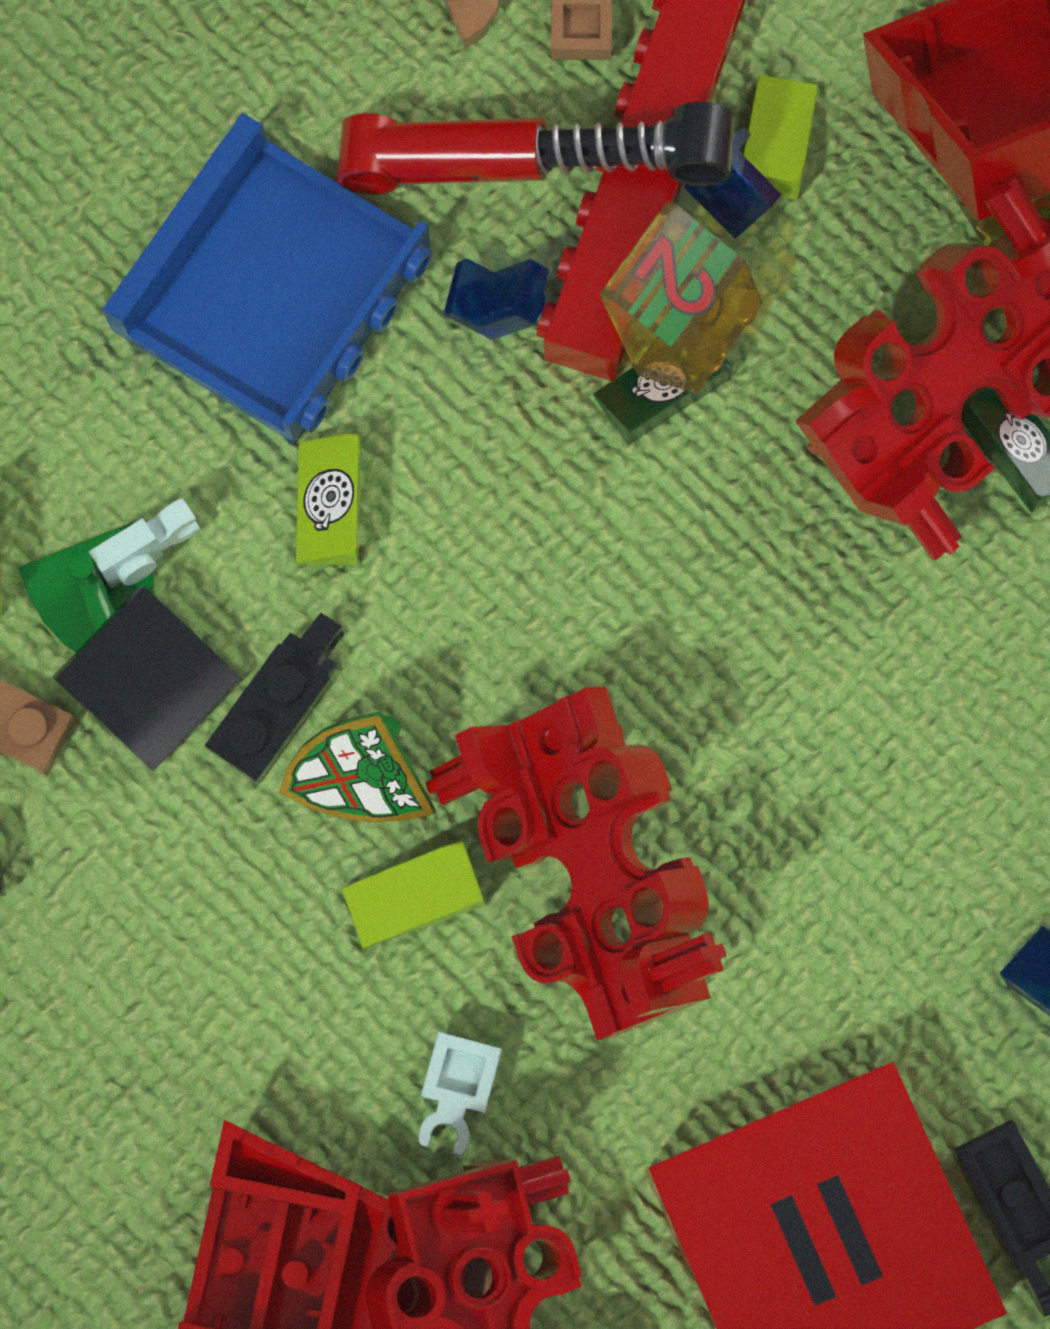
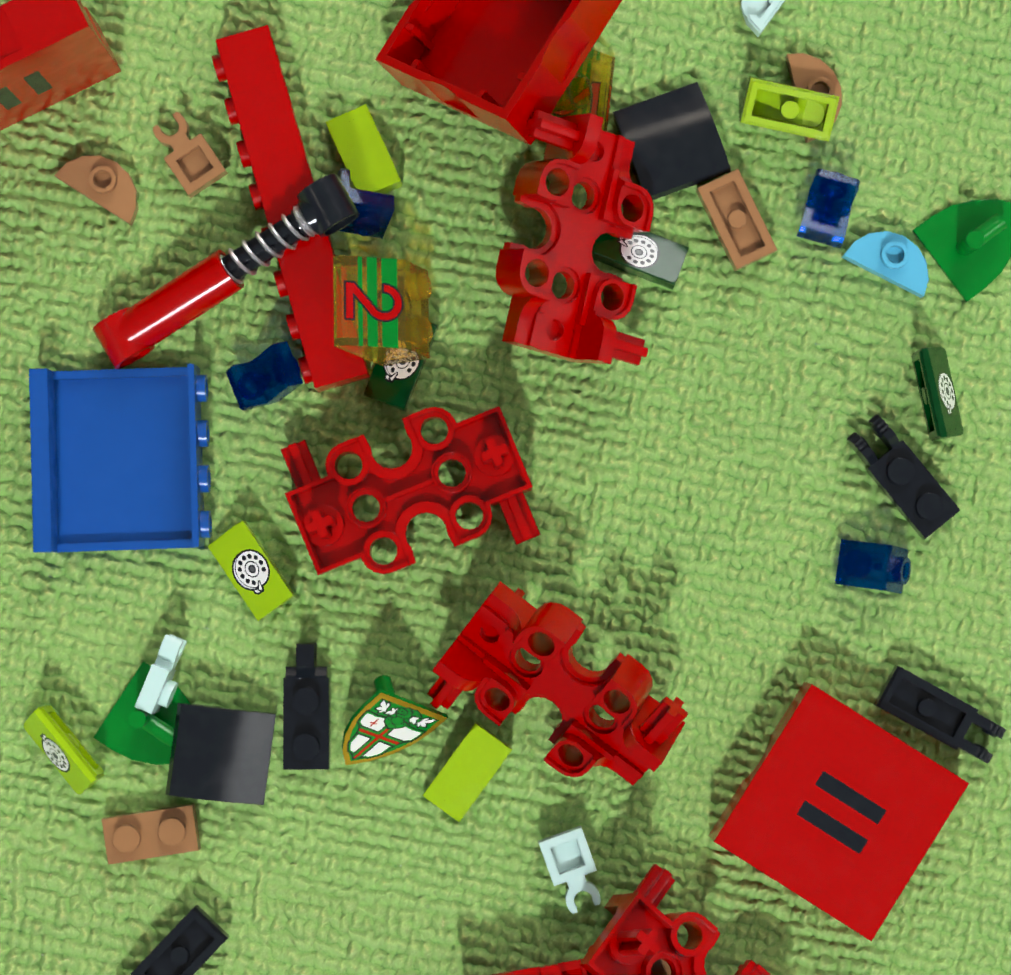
camera: 40 degrees left, 10 degrees up
(672, 575) = (326, 504): none -> red gear

